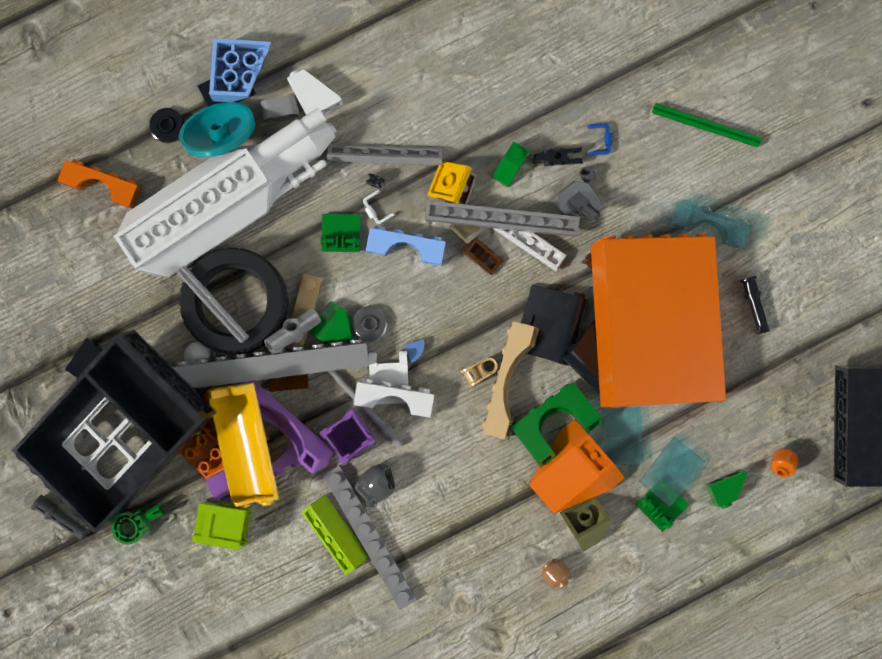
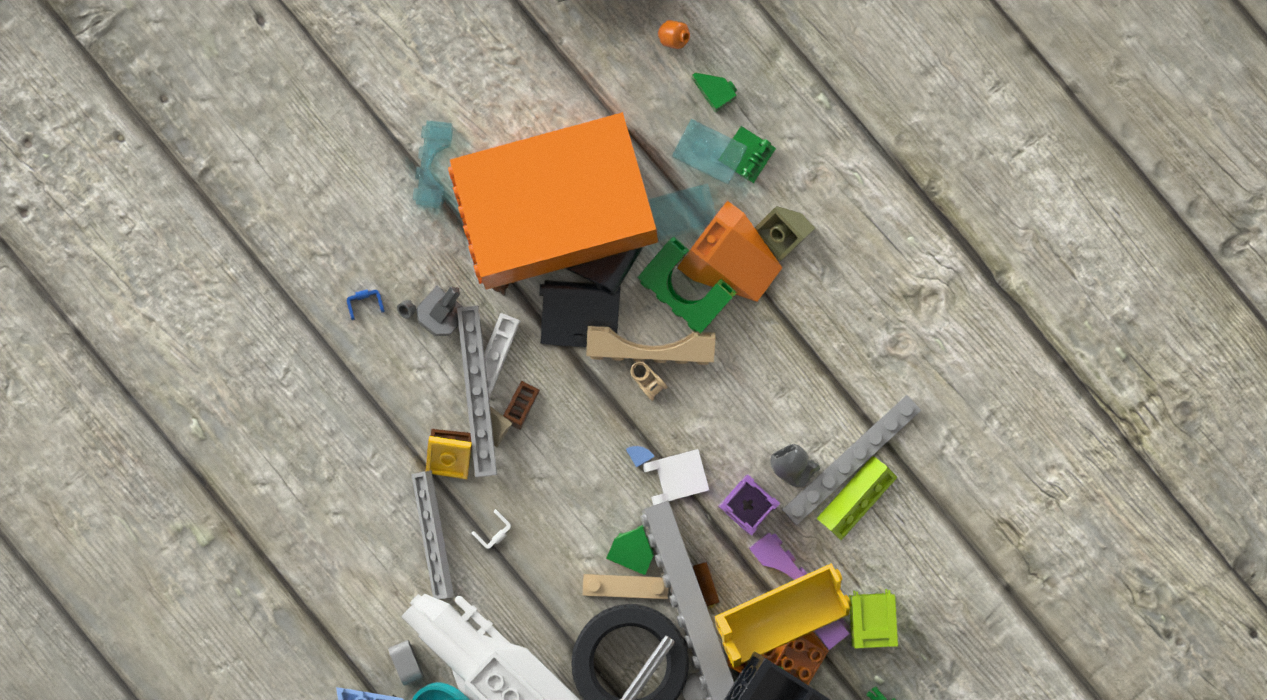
camera: 100 degrees left, 0 degrees up
(292, 331) = (654, 596): light grey piece -> none
(310, 449) = (769, 544): medium lavender arch -> none
(313, 93) = (382, 630): white slope -> none
(340, 233) = (529, 564): green hinge -> none
(369, 324) = (622, 510): flat silver wheel -> none
(369, 393) = (697, 493): white arch -> none
(374, 181) = (464, 539): black bush -> none
(382, 241) = (528, 517): light blue arch -> none
(387, 431) = (733, 466): light grey bar -> none
(510, 164) = (414, 395): green slope -> none
(548, 158) = (398, 355): black hinge -> none
(555, 573) = (845, 252): medium nougat head -> none
(707, 125) = (324, 191): green axle -> none
(753, 295) = (501, 103): black pin -> none

